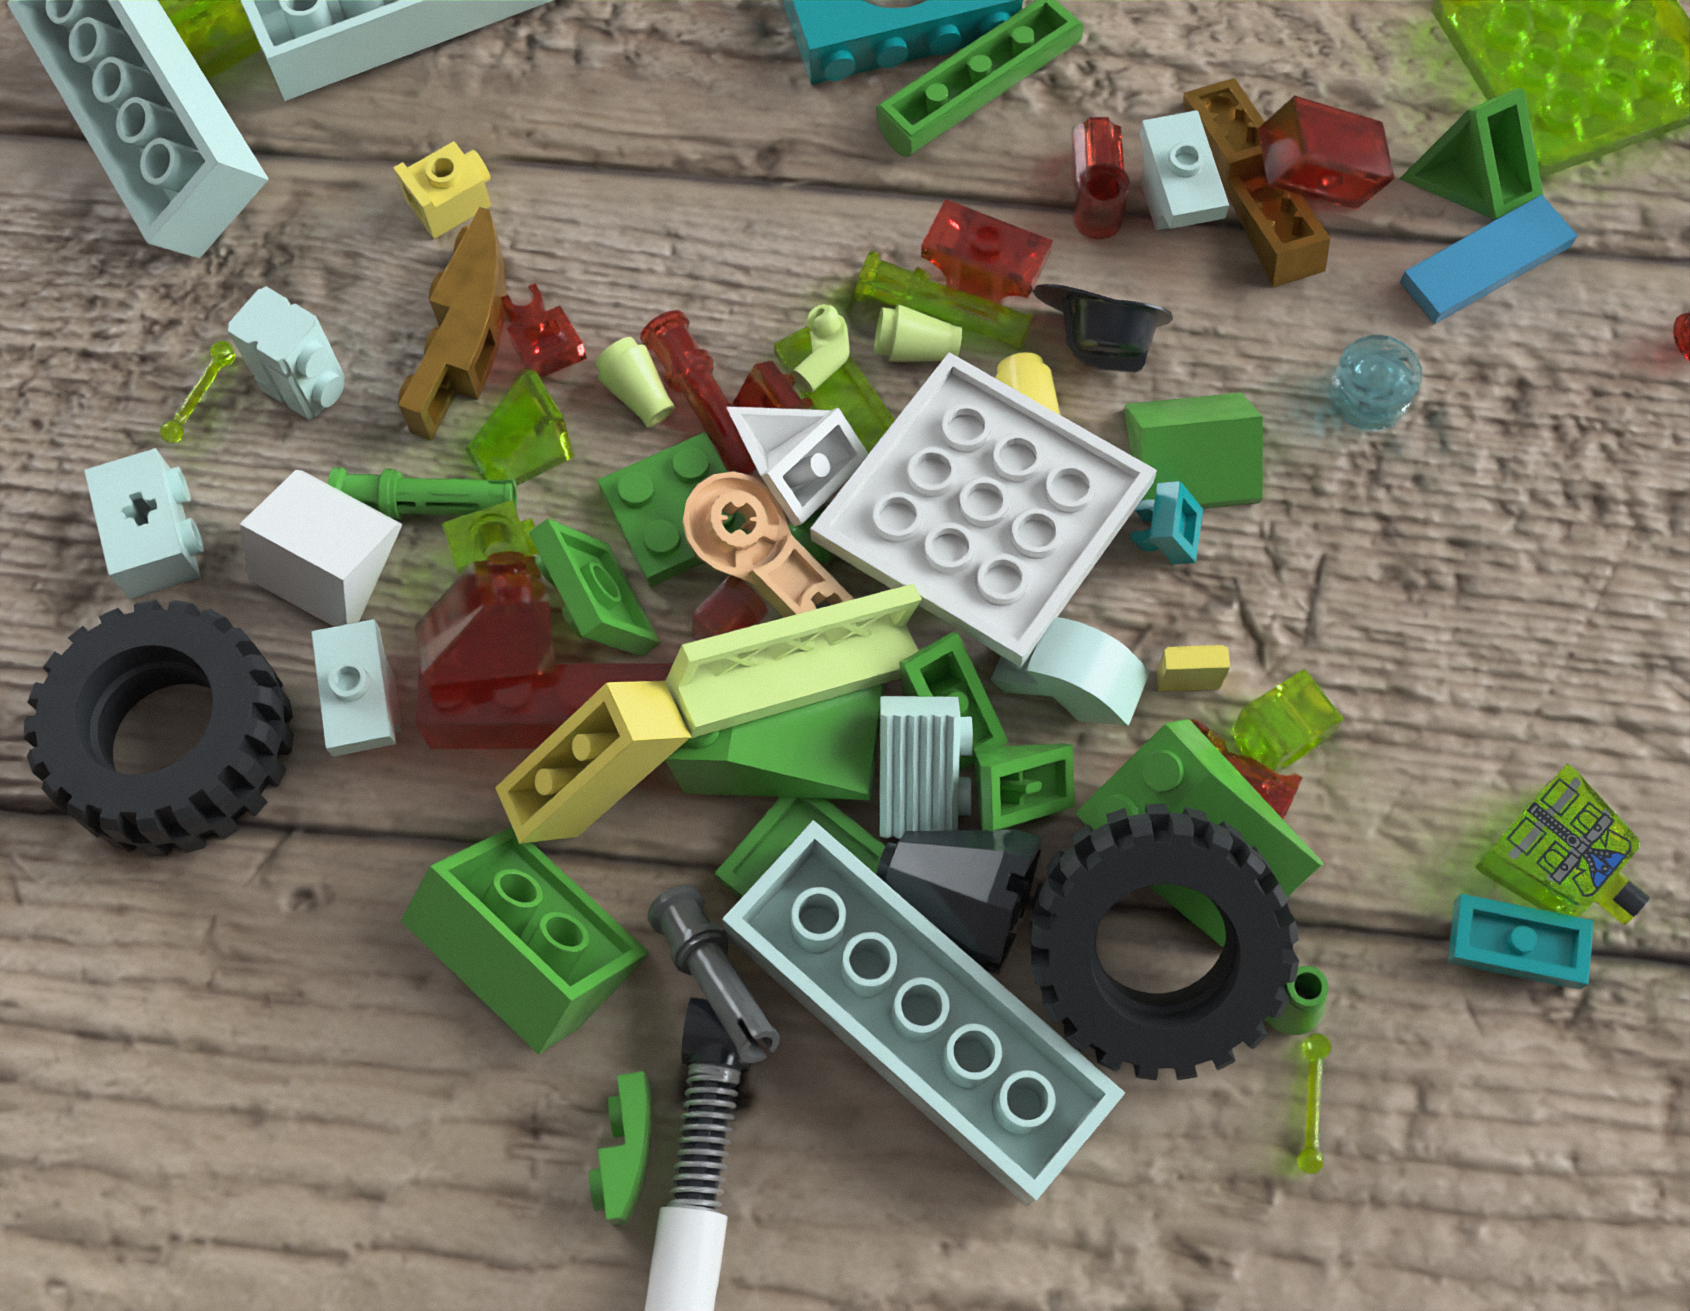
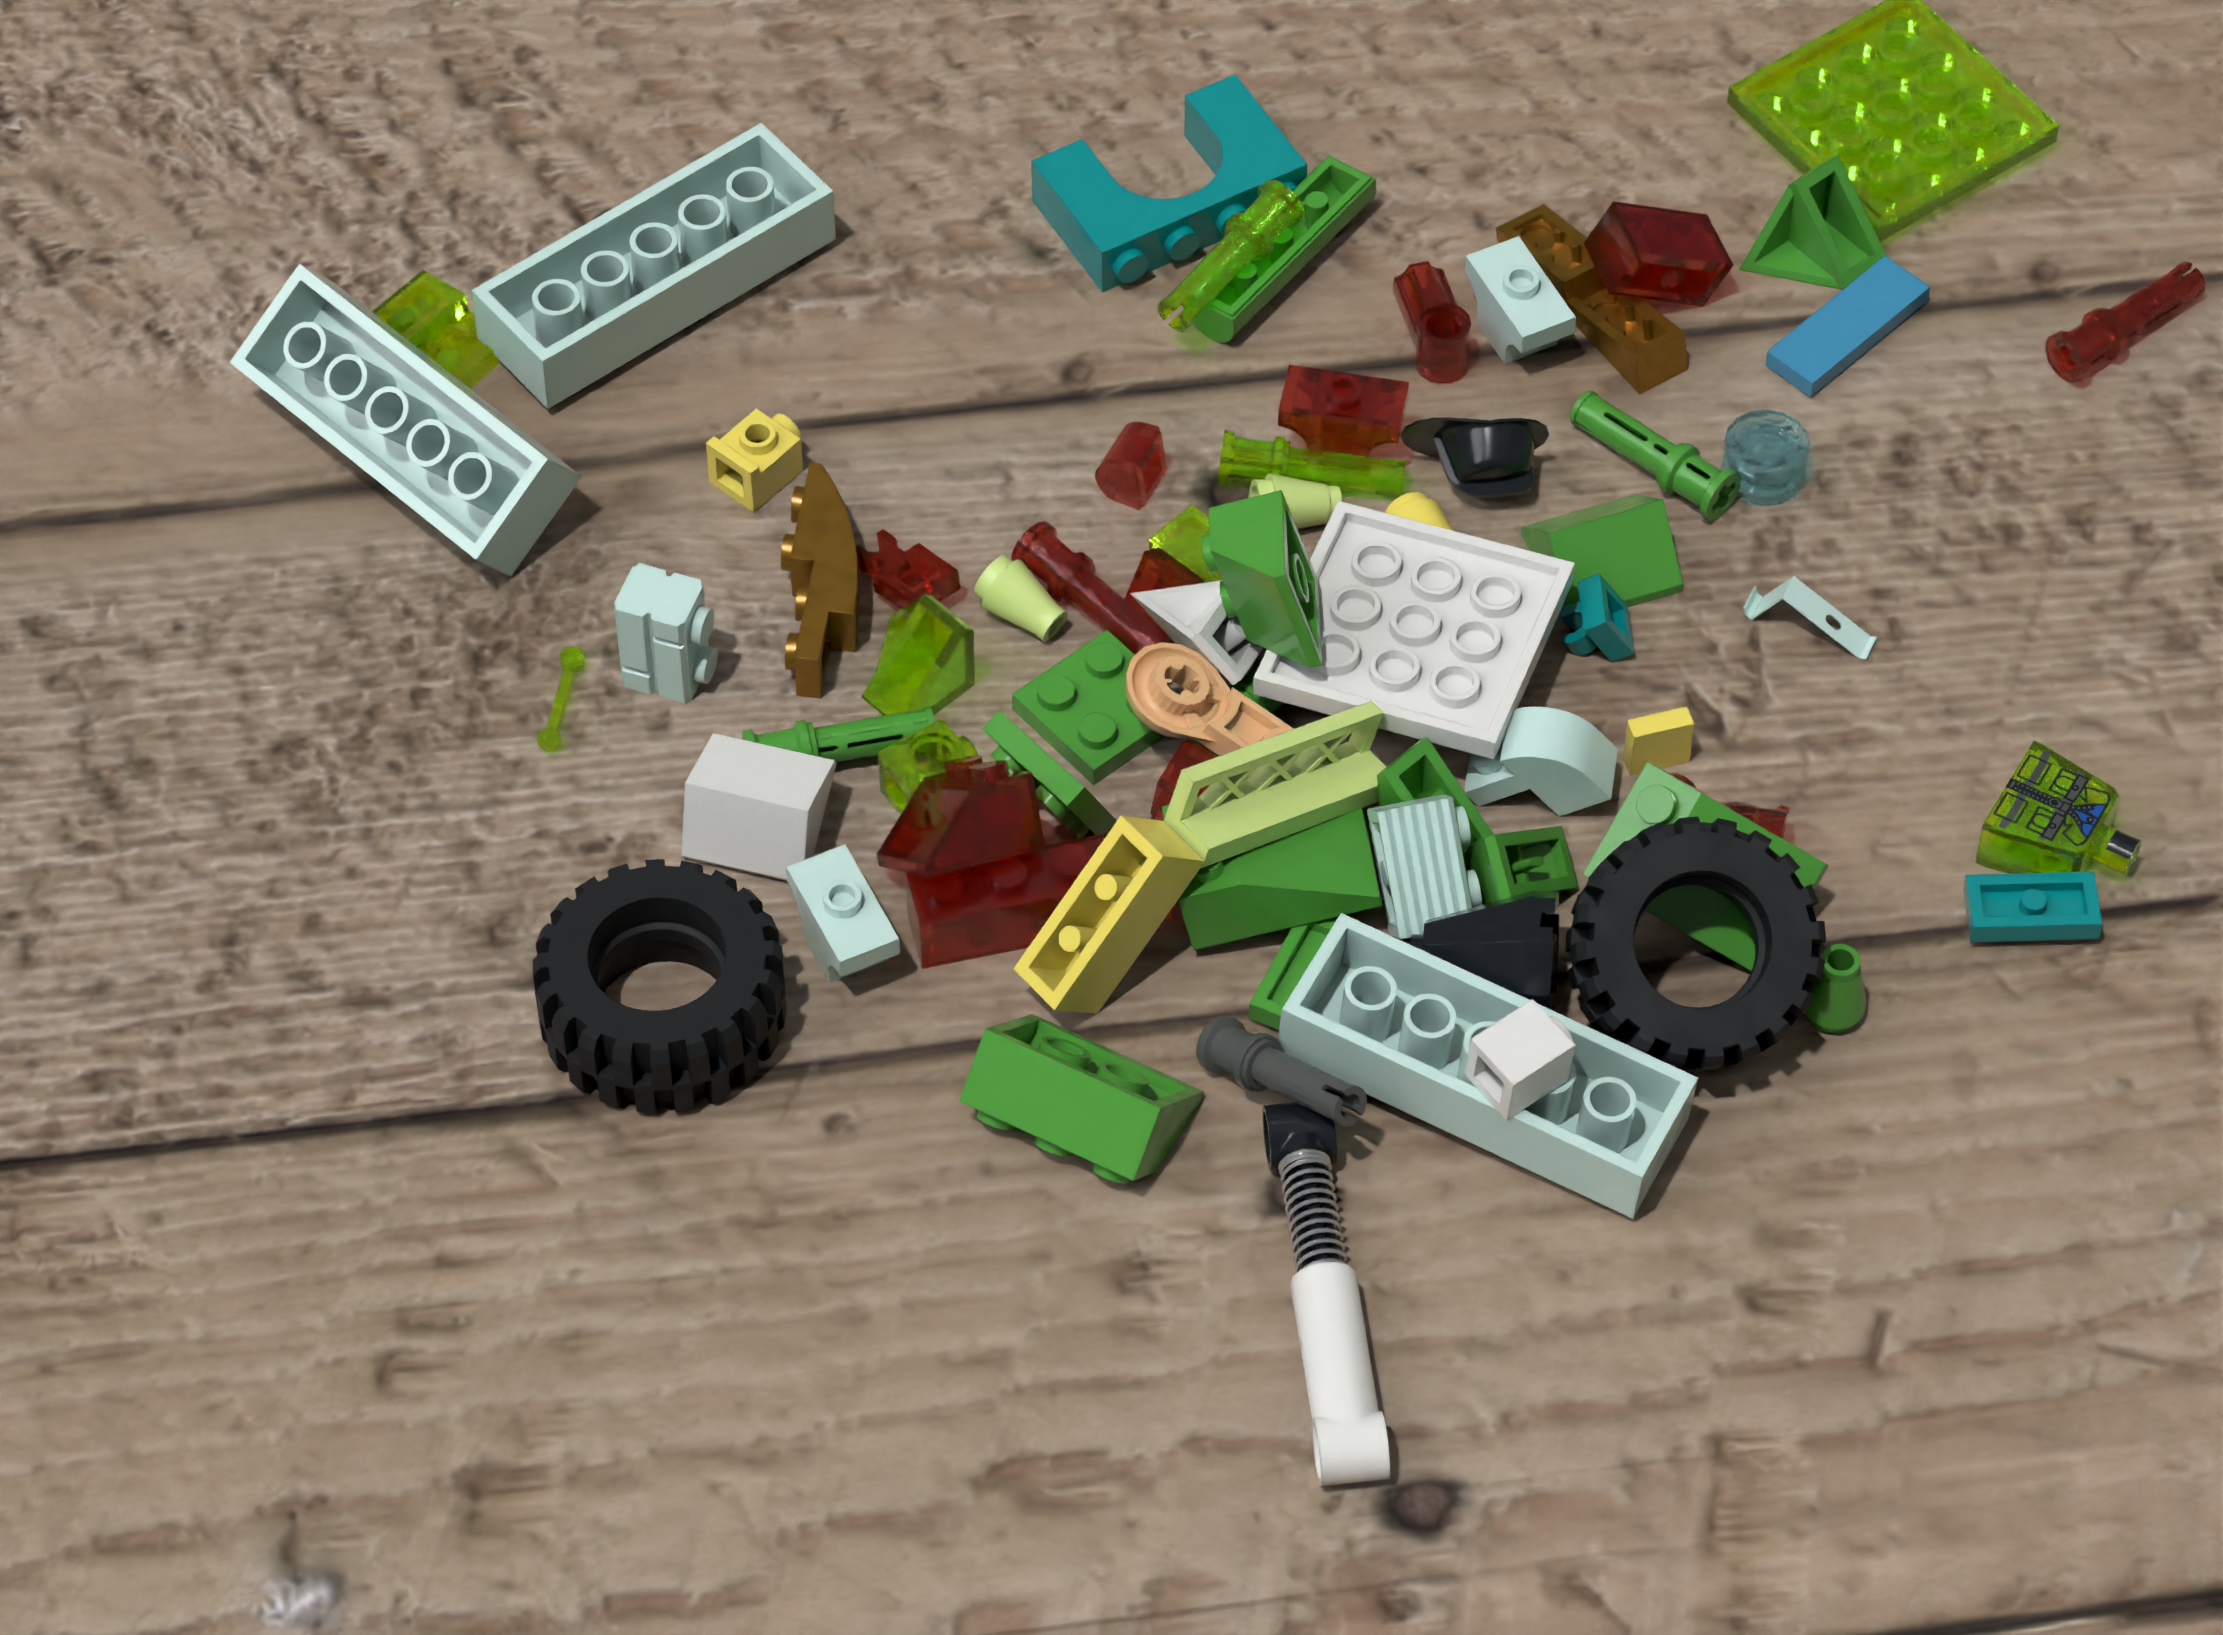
camera: 15 degrees left, 15 degrees down
(144, 523) = (561, 819): light aqua brick -> none
(624, 1167) = (1241, 1242): bright green slope -> none
(780, 266) = (1133, 465): none -> clear red brick
(829, 348) = (1196, 503): yellowish green arm -> none
(845, 430) = (1266, 575): none -> bright green slope
(943, 1044) = (1520, 1059): none -> white brick
(944, 63) = (1246, 239): none -> clear neon green pin
(1286, 374) = (1675, 466): none -> bright green pin
(1286, 723) = (1763, 765): clear neon green brick -> none
(1315, 1049) = (1868, 1040): clear neon green hinge -> none
(1381, 557) = (1814, 609): none -> light aqua piece

